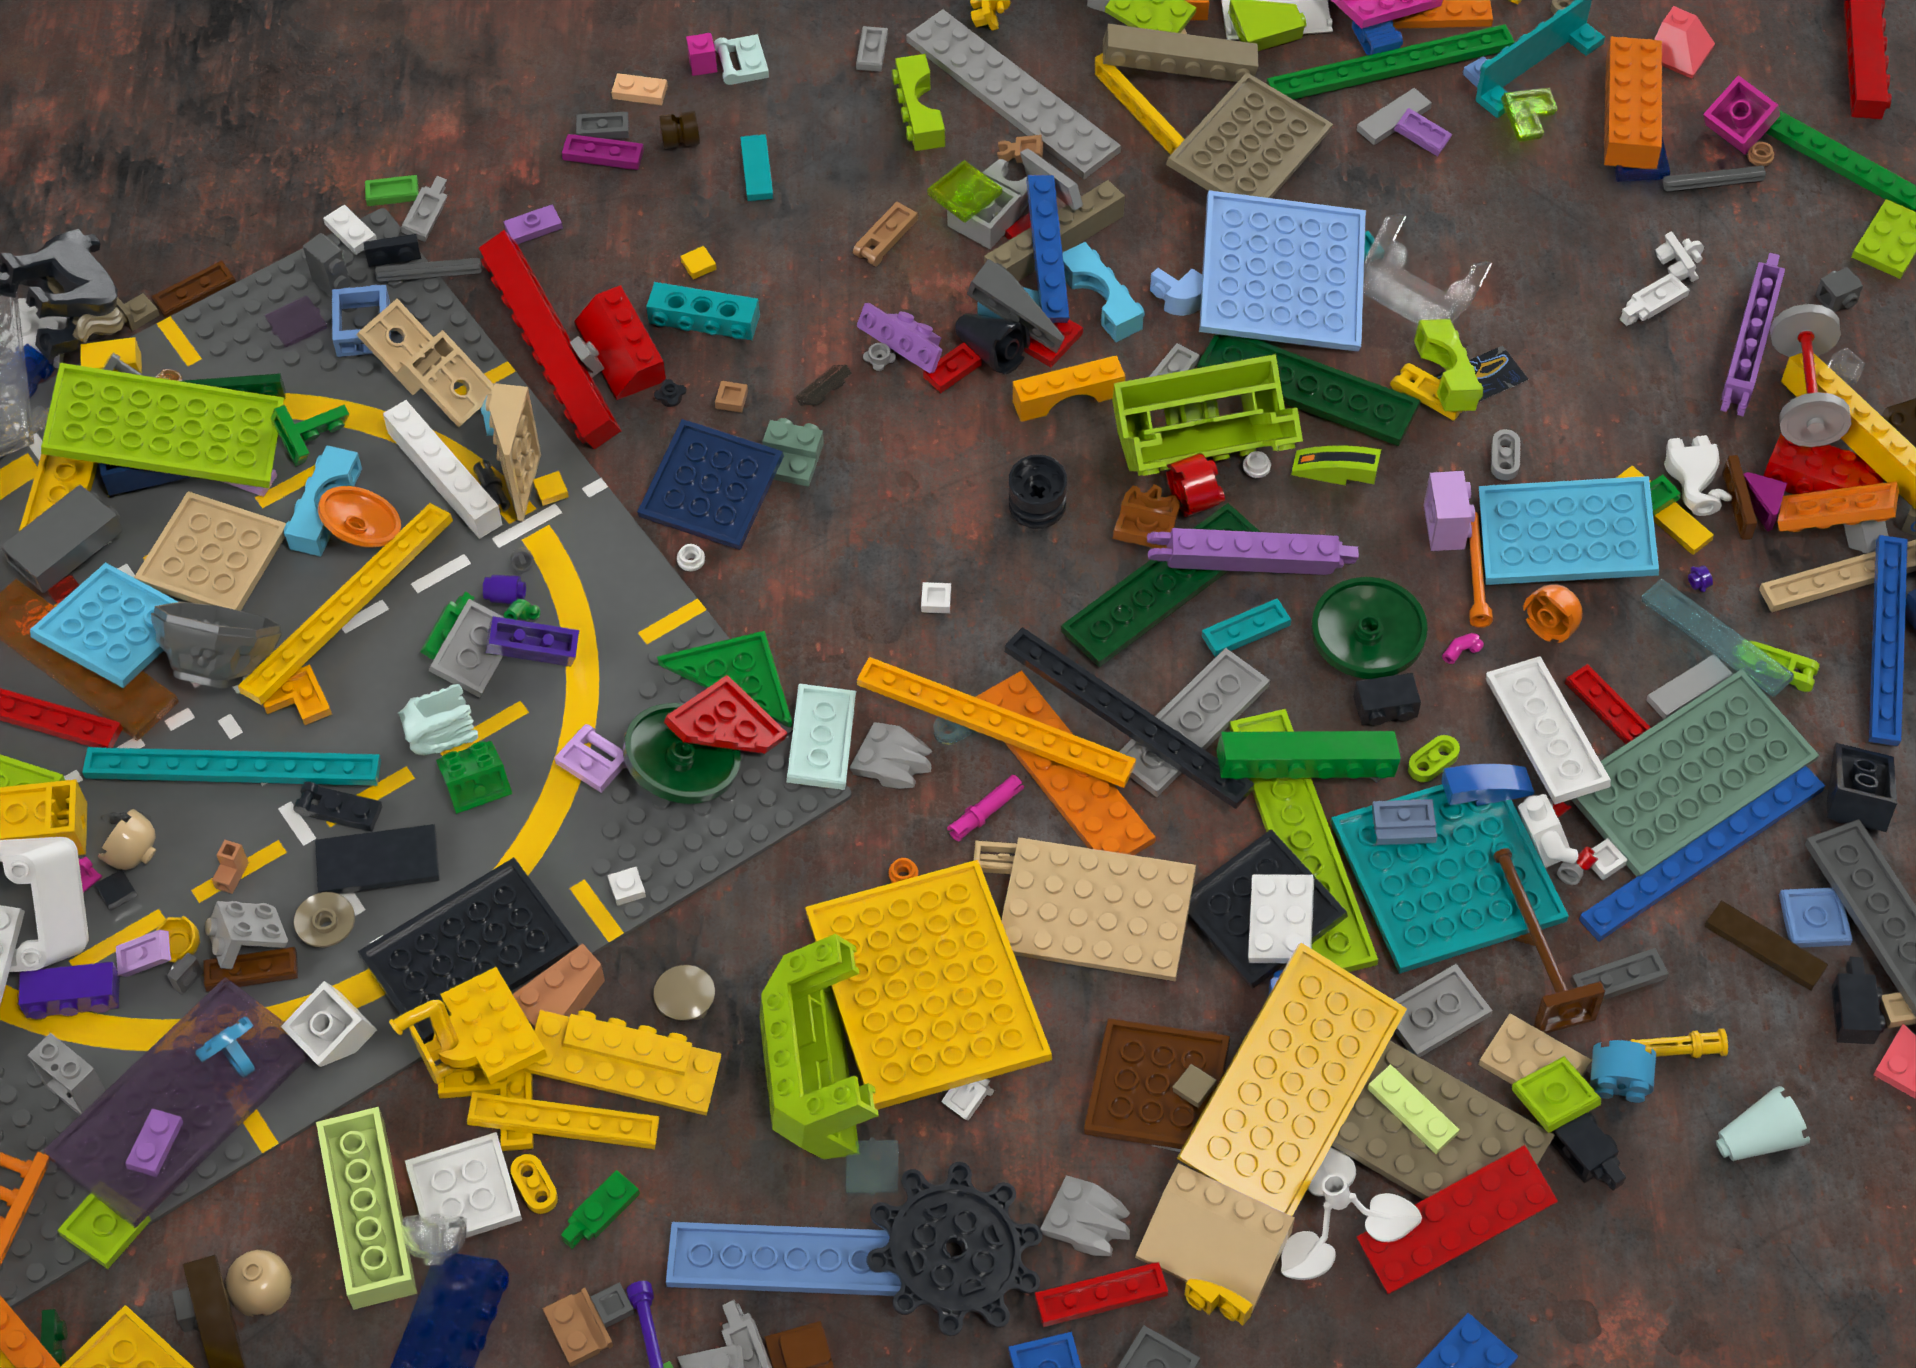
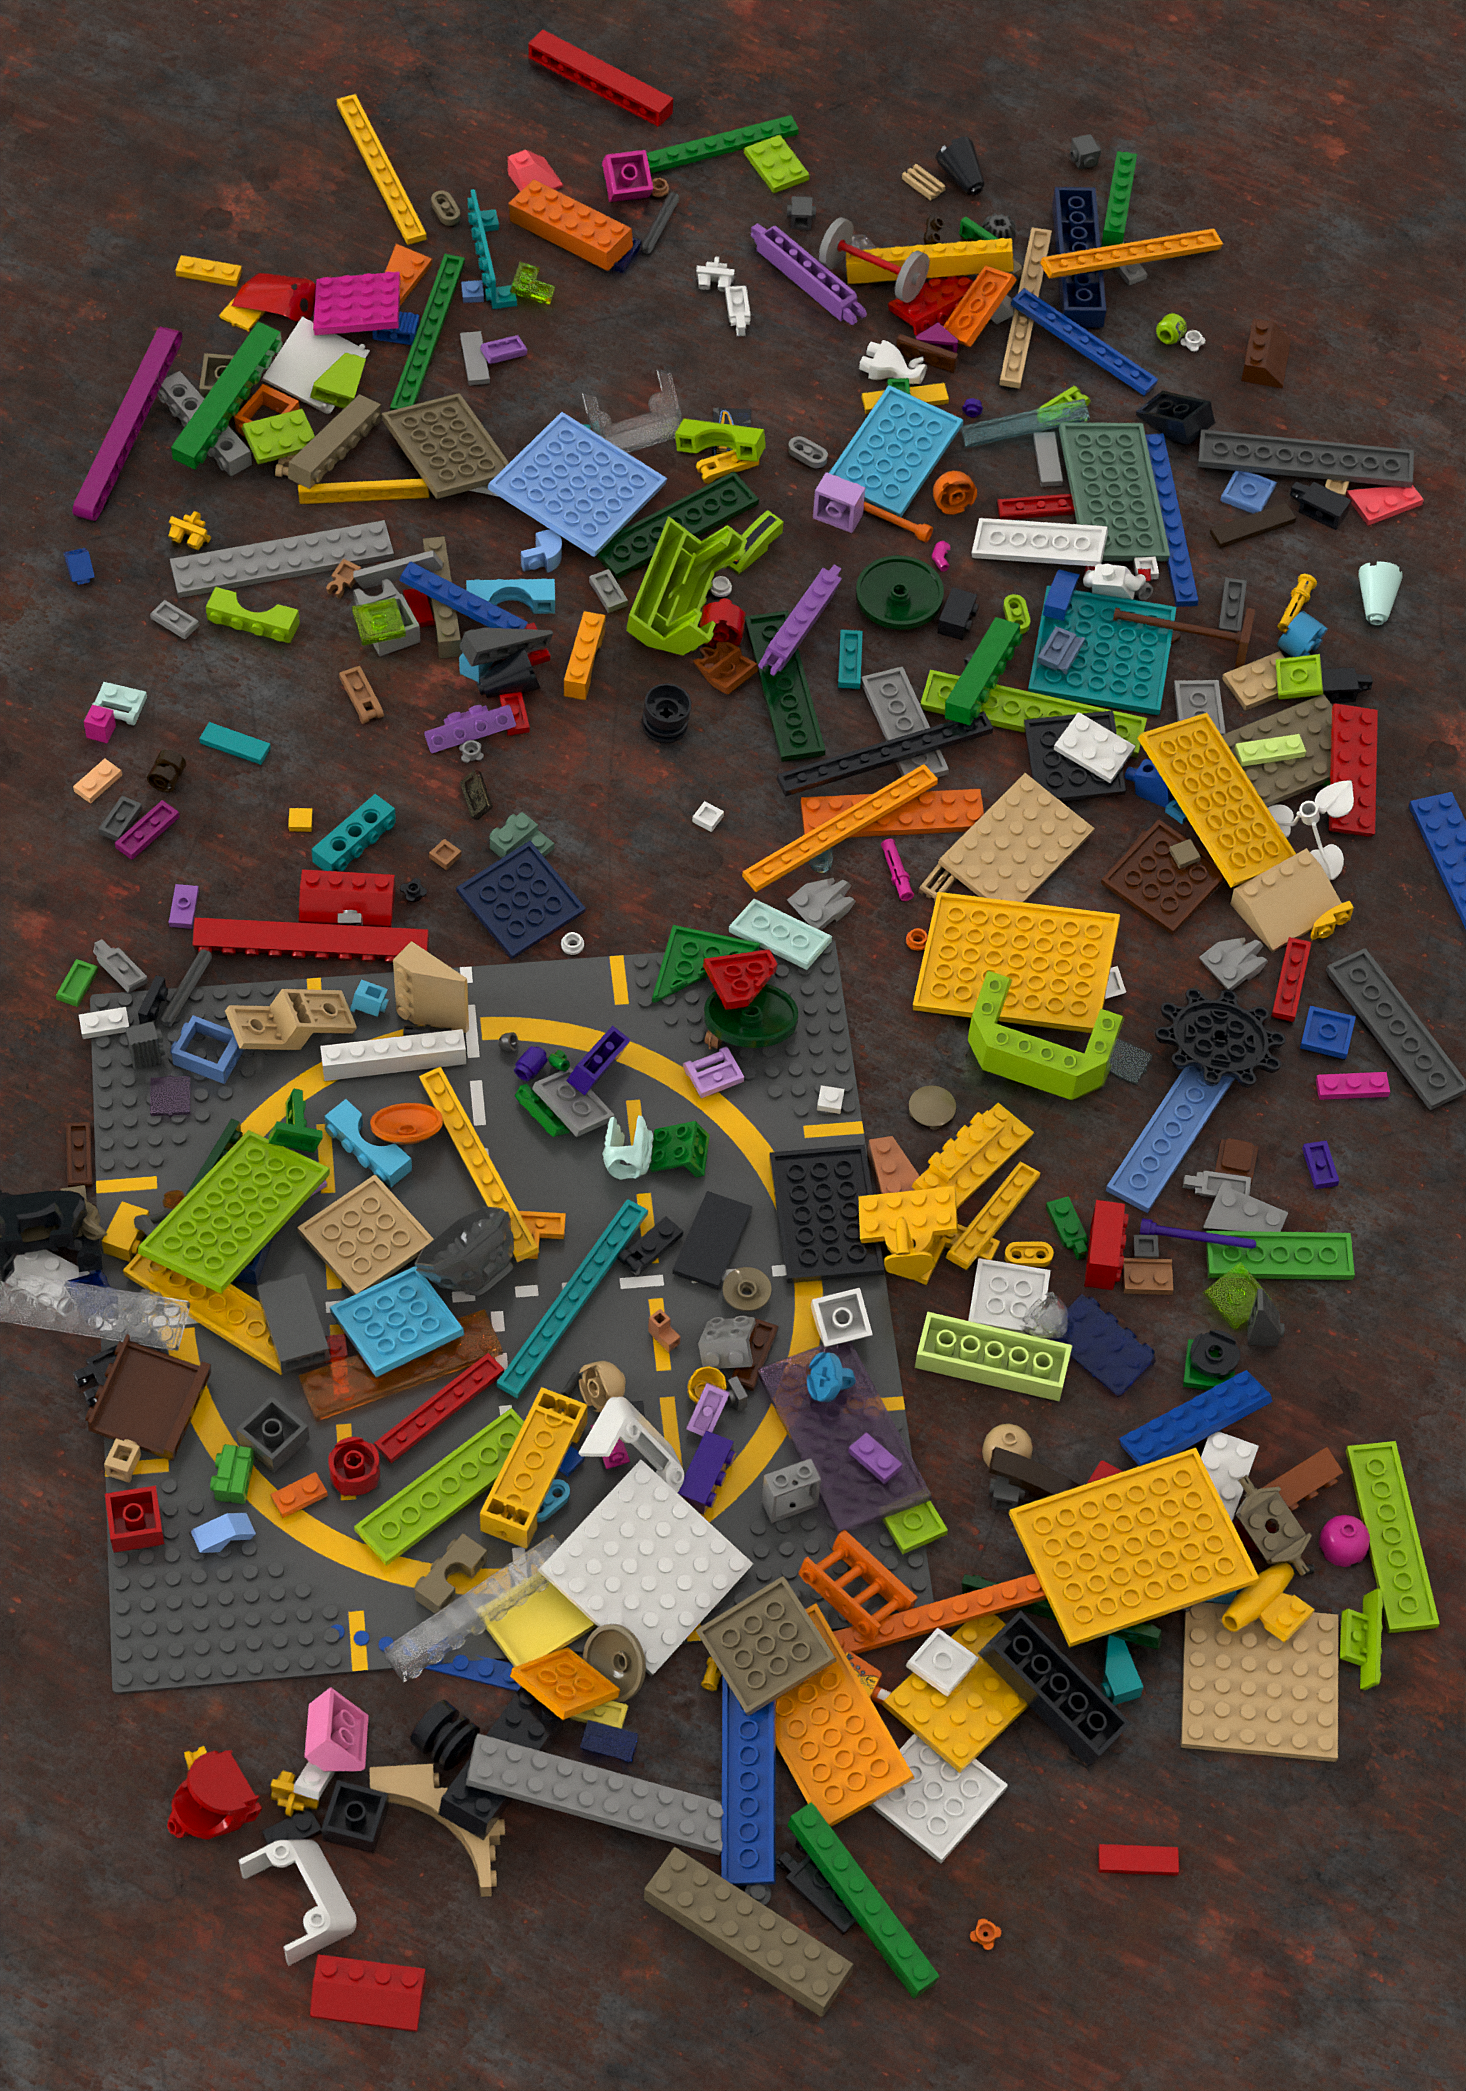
camera: 65 degrees left, 0 degrees up
(578, 1254) = (1106, 1245): none -> red brick

